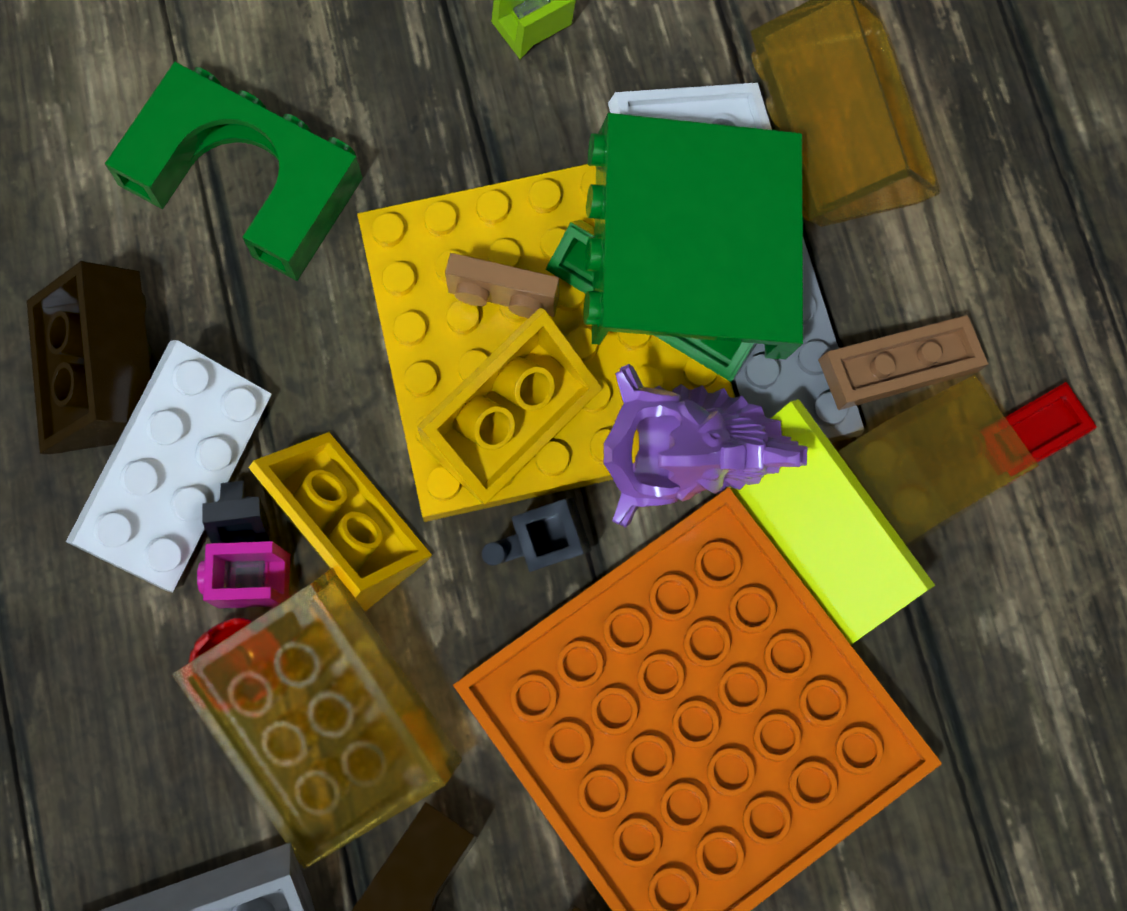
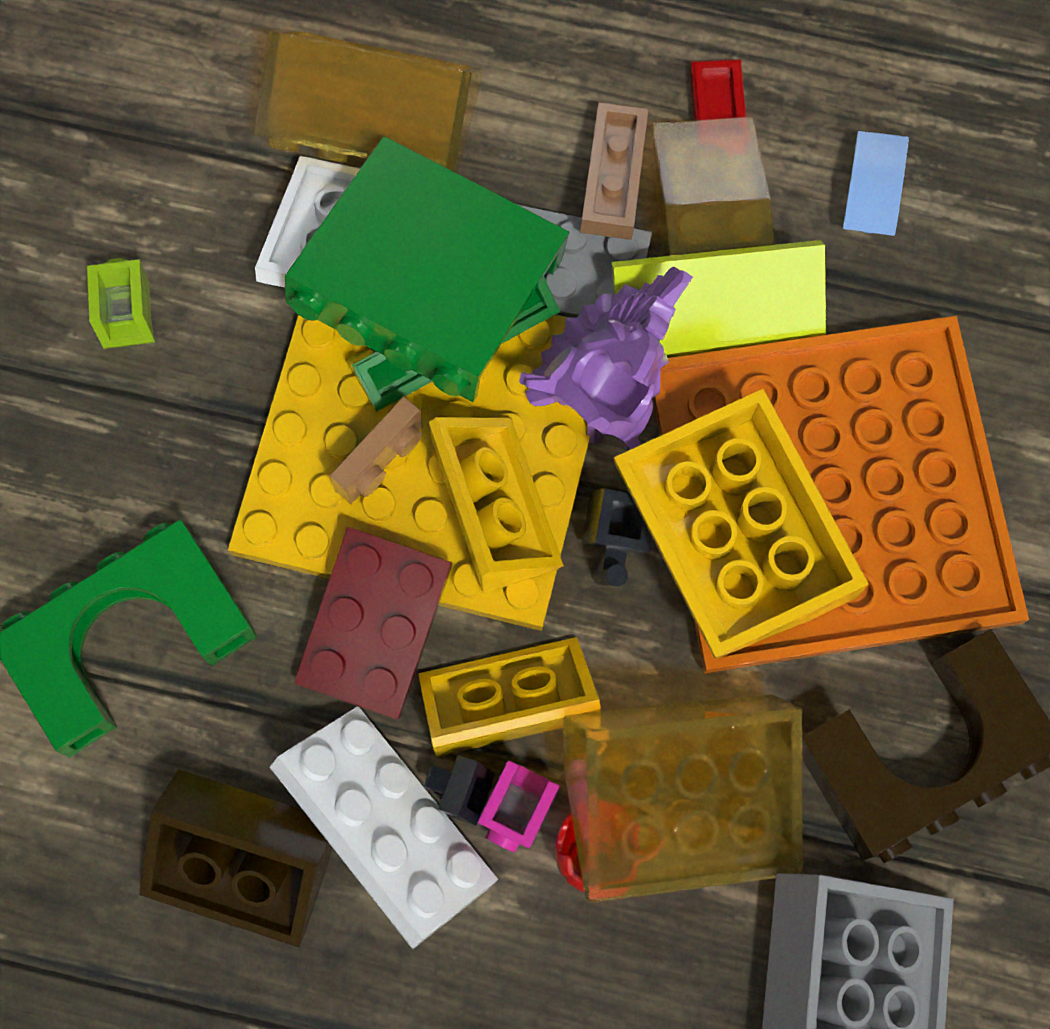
camera: 65 degrees left, 0 degrees up
(350, 367) = (373, 623): none -> dark red plate
(592, 639) = (741, 524): none -> yellow slope
(1040, 619) = (876, 183): none -> light blue slope

